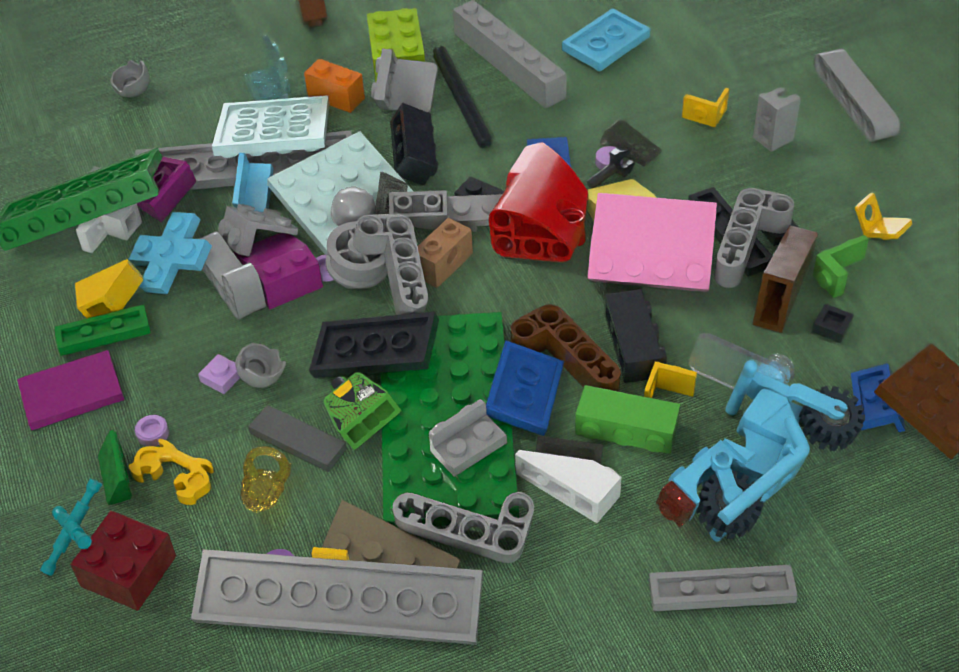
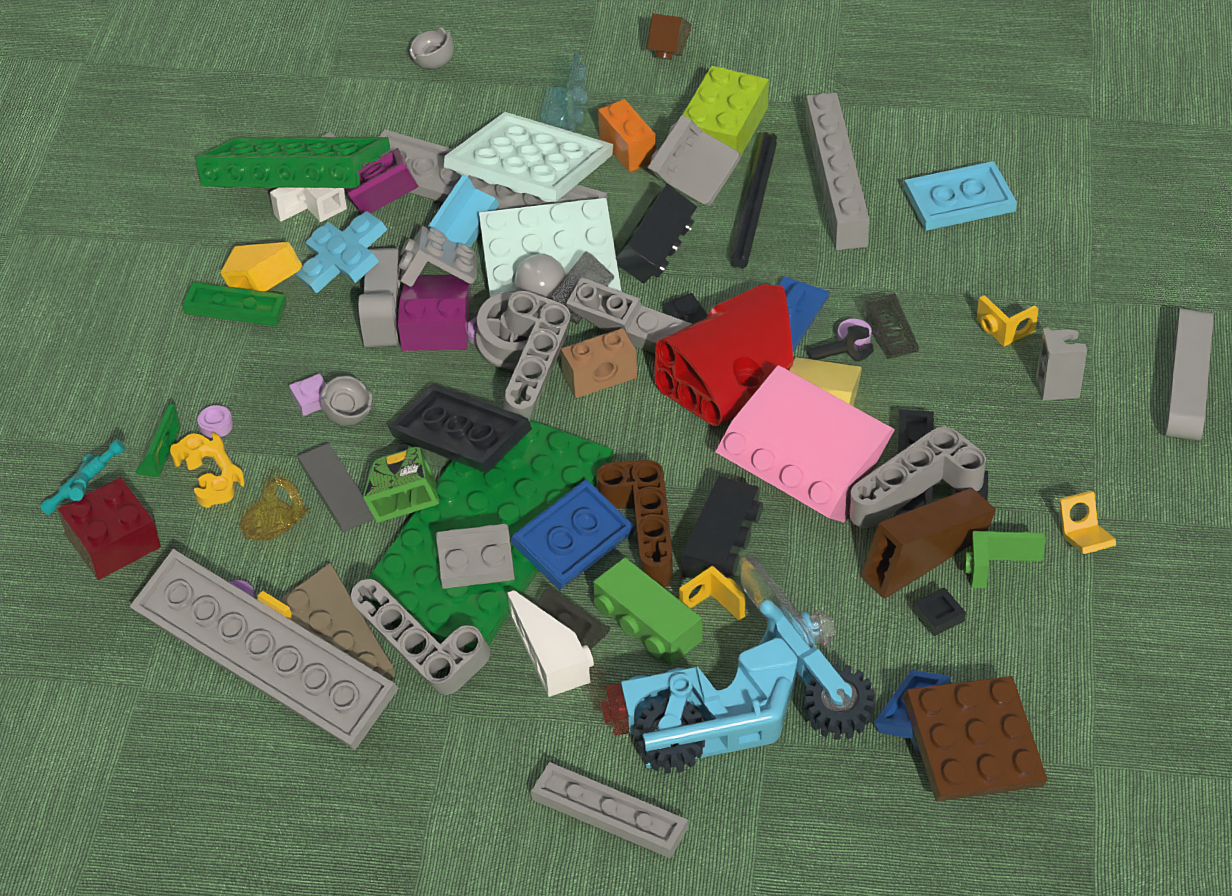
camera: 30 degrees right, 0 degrees up
(69, 390) = (171, 350): magenta tile -> none

